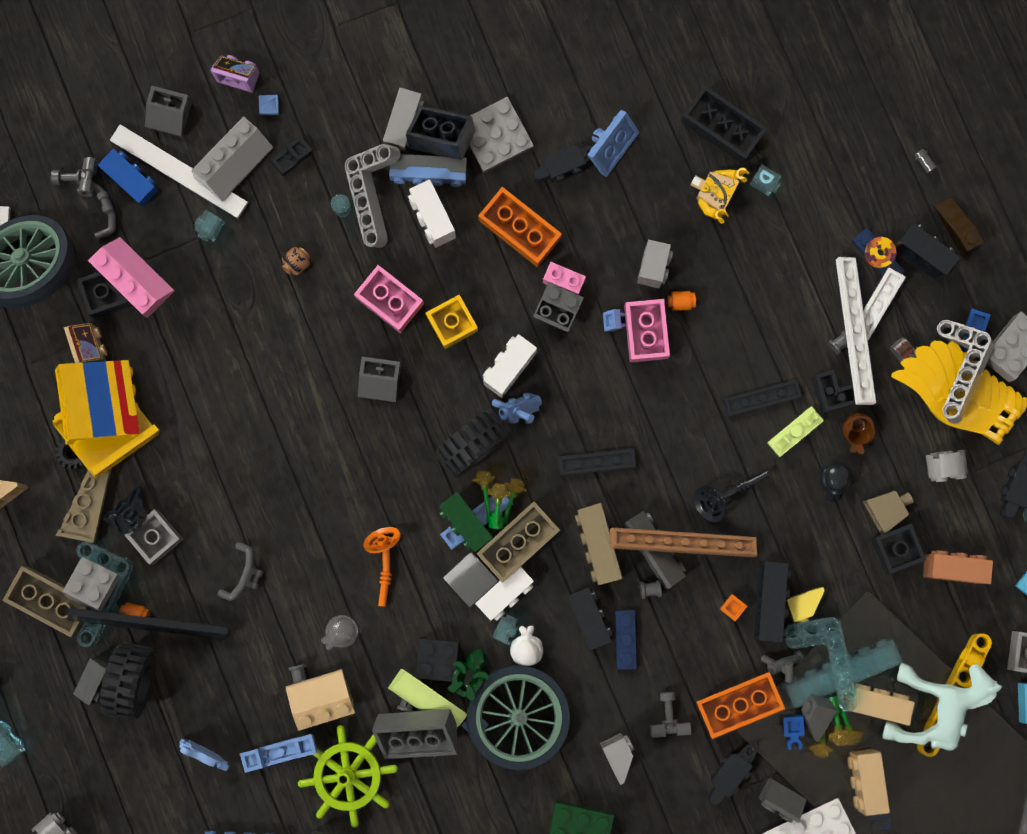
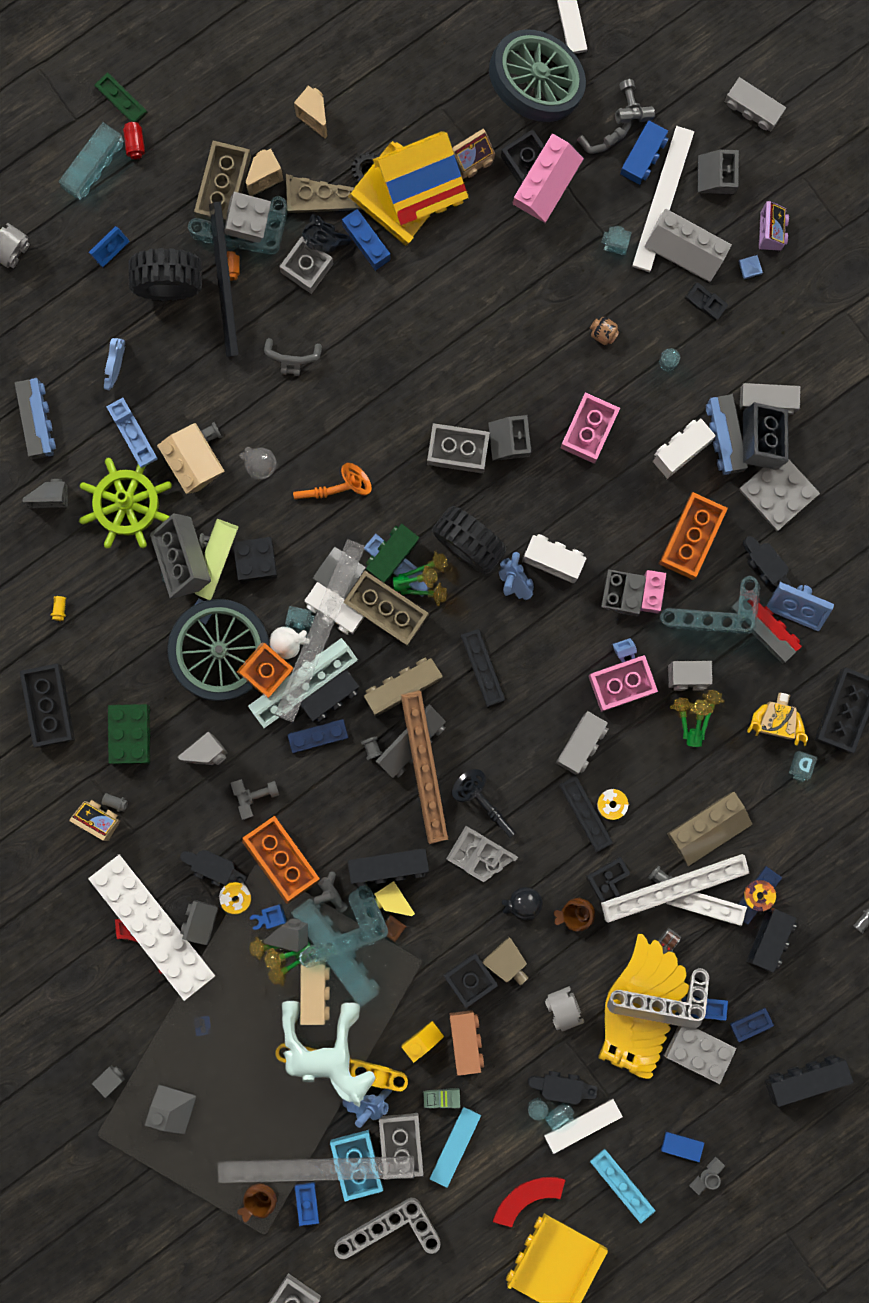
camera: 70 degrees right, 0 degrees up
(48, 556) = (263, 172): none -> tan slope
(82, 731) = (109, 246): none -> blue plate
(91, 682) = (152, 239): dark grey slope -> none
(109, 59) = (754, 104): none -> light grey brick
(143, 471) = (366, 239): none -> blue brick
(363, 175) = (688, 378): light grey beam -> none
(376, 432) = (458, 448): none -> light grey brick
(452, 321) = (583, 493): yellow brick -> none
(469, 676) = (245, 592): dark green animal -> none
(526, 612) = (320, 631): none -> clear plate
(551, 676) = (265, 670): none -> orange brick
(571, 642) = (330, 664): none -> light aqua brick
(606, 223) = (718, 617): none -> clear light blue beam
(625, 181) = (771, 632): none -> piece
(682, 300) = (661, 711): orange brick -> none
(691, 261) = (701, 708): none -> clear yellow plant
(696, 384) = (582, 743): none -> light grey brick
(733, 607) = (373, 831): orange tile -> none
(759, 760) = (231, 890): none -> yellow piece
(762, 362) = (621, 804): none -> yellow piece
(778, 510) = (479, 855): none -> light grey slope
(795, 431) = (561, 854): yellowish green plate -> none
(803, 283) = (710, 828): none -> dark tan slope
(829, 609) = (394, 927): none -> reddish brown tile
(868, 782) = (236, 1000): tan brick -> none
(946, 610) = (422, 1041): none -> yellow slope
(958, 226) = (807, 968): dark brown slope -> none
(999, 292) = (751, 1024): none -> dark blue plate
(1002, 672) = (370, 1107): none -> medium blue piece
(1004, 604) = (442, 1098): none -> sand green leg

